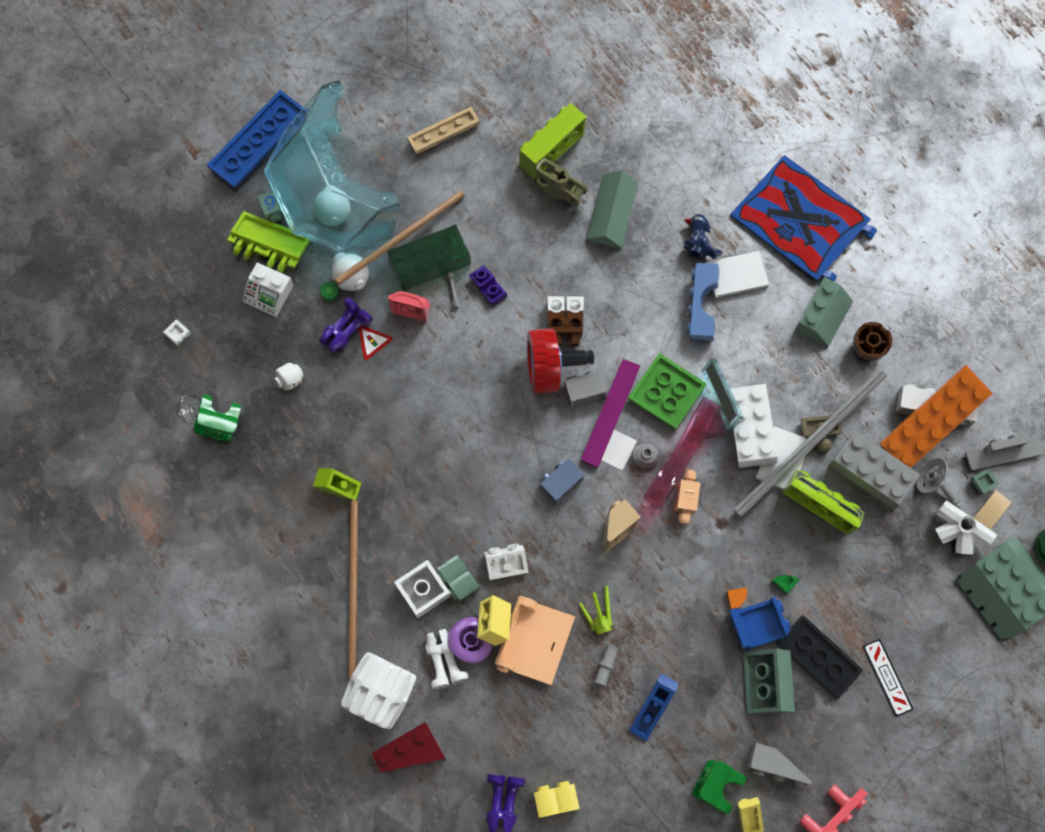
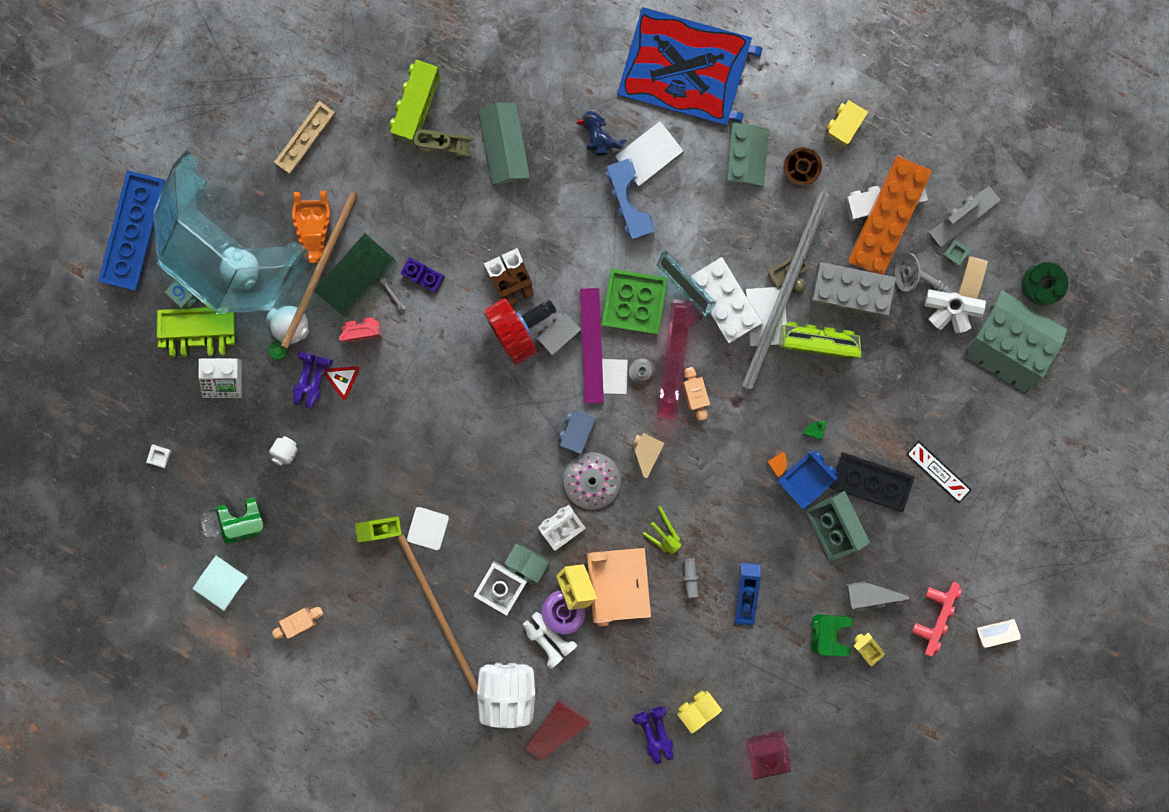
camera: 20 degrees left, 15 degrees up
(169, 466) = (219, 583): none -> light aqua slope
(220, 534) = (297, 622): none -> light nougat piece
(382, 506) = (427, 528): none -> white sticker
(413, 198) = (311, 223): none -> orange animal
(552, 546) = (595, 466): none -> light grey dish
(926, 325) = (846, 124): none -> light yellow brick

